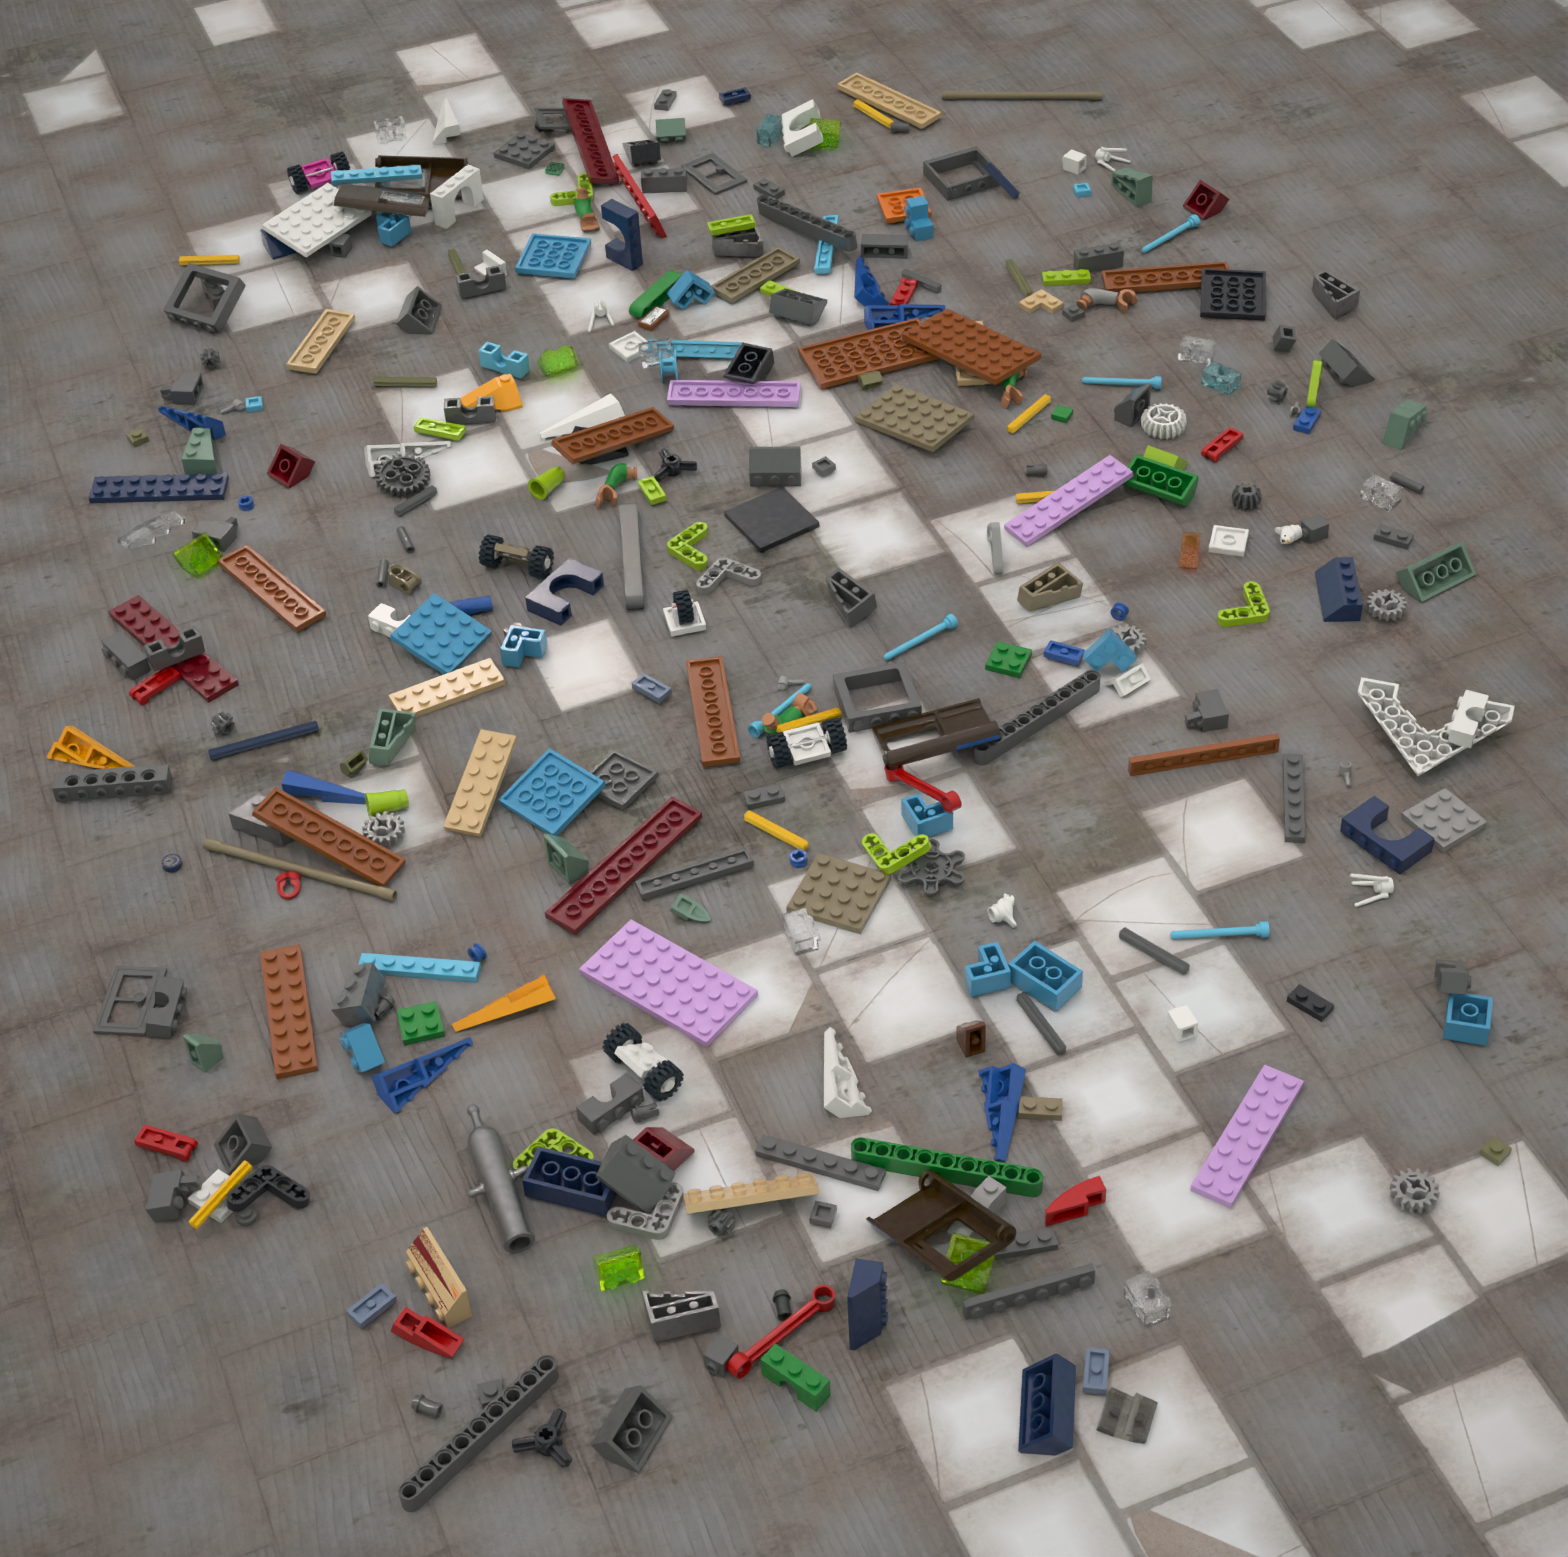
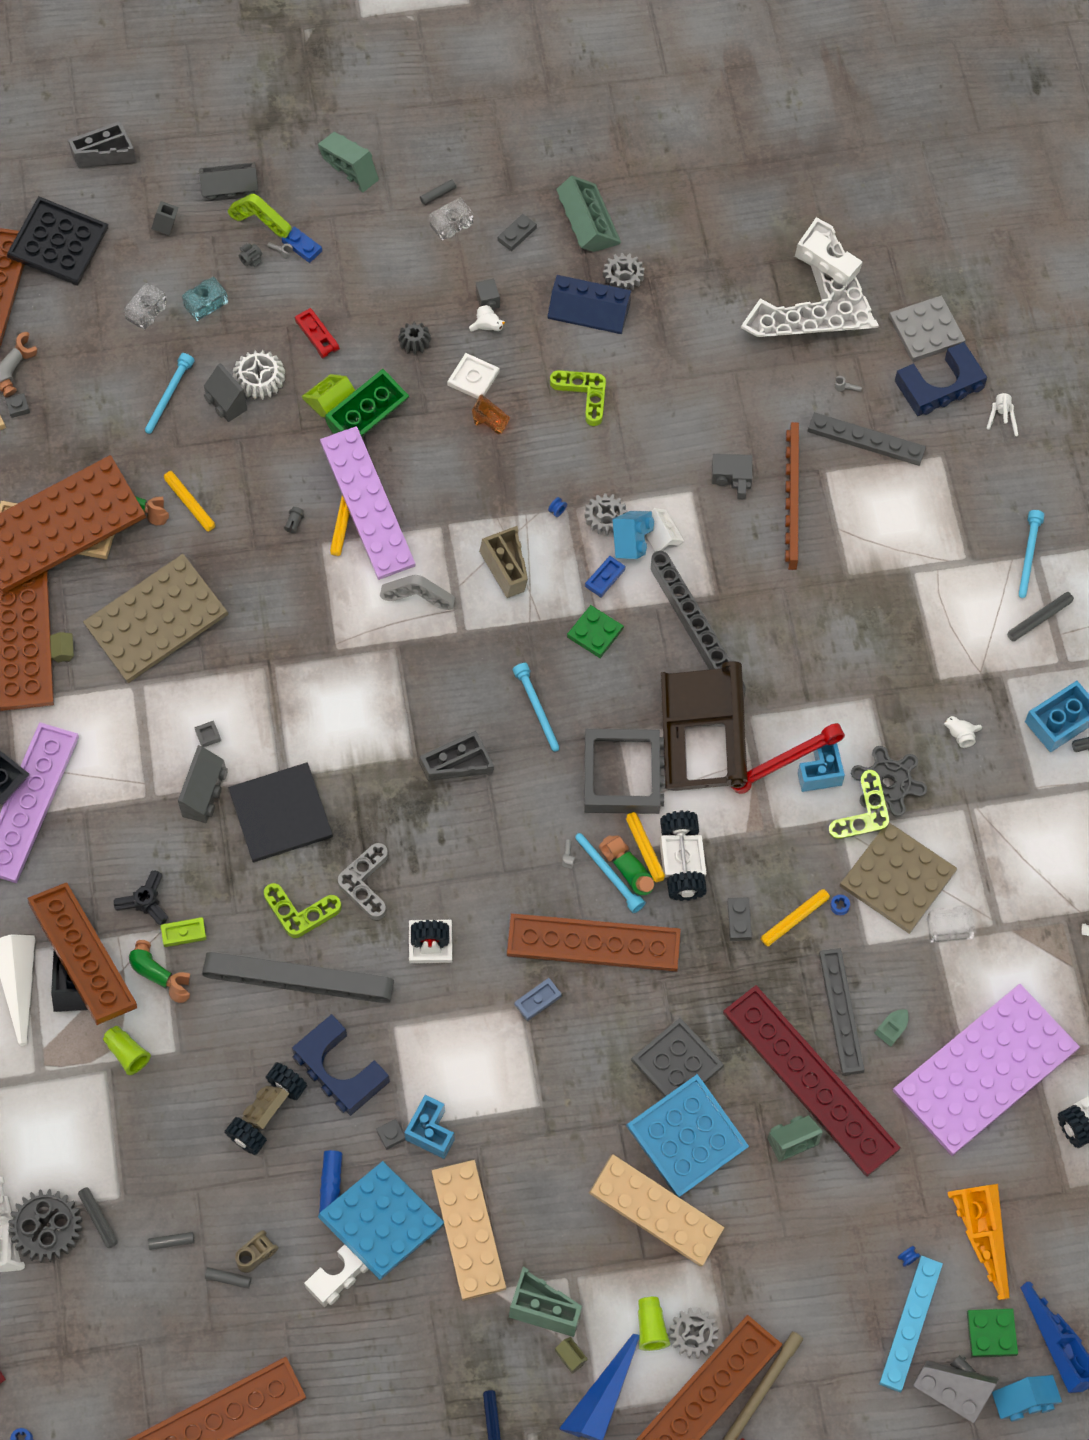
camera: 80 degrees left, 20 degrees up
(989, 973) = (1048, 759): dark azure brick -> none
(1062, 414) = (201, 468): green tile -> none

